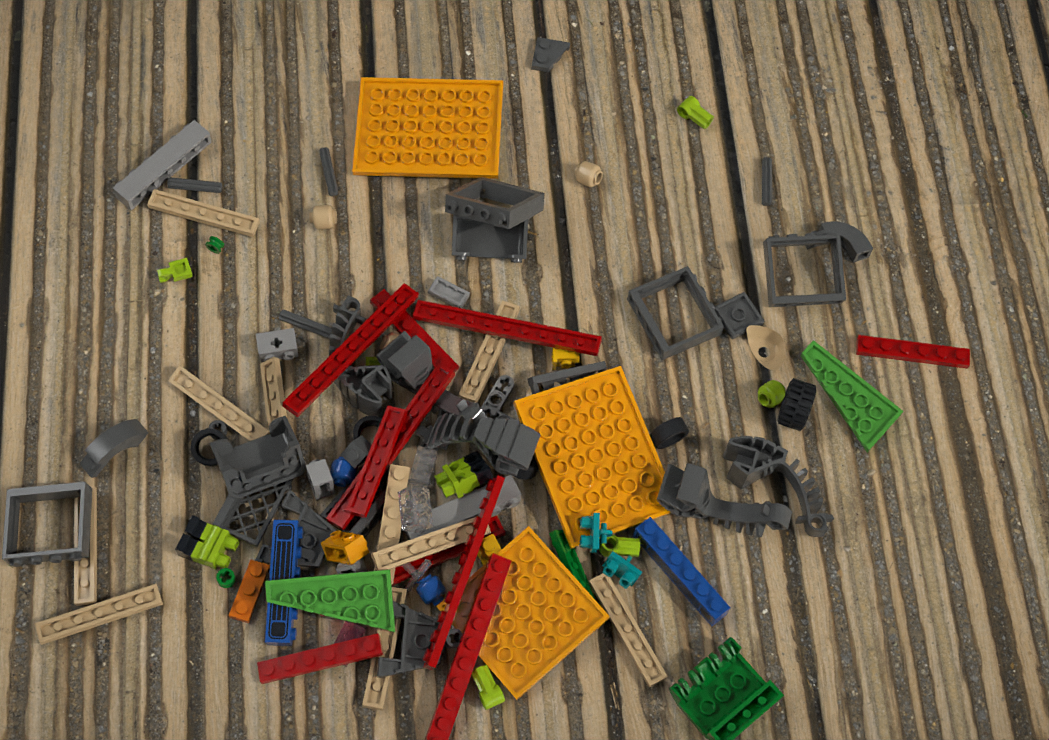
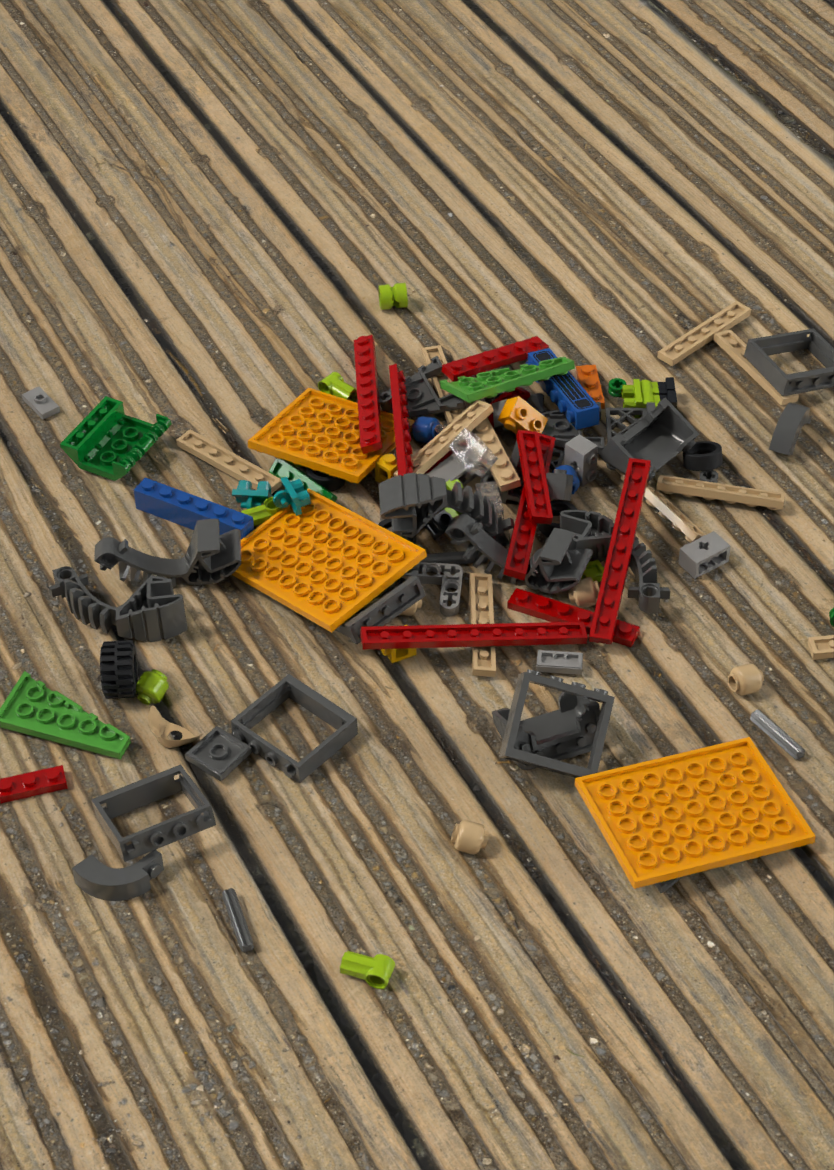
camera: 165 degrees right, 20 degrees down
(305, 323) = (695, 588): dark grey axle -> none
(548, 53) = (605, 979): dark grey wing -> none
(669, 433) = (244, 601): black tyre -> none

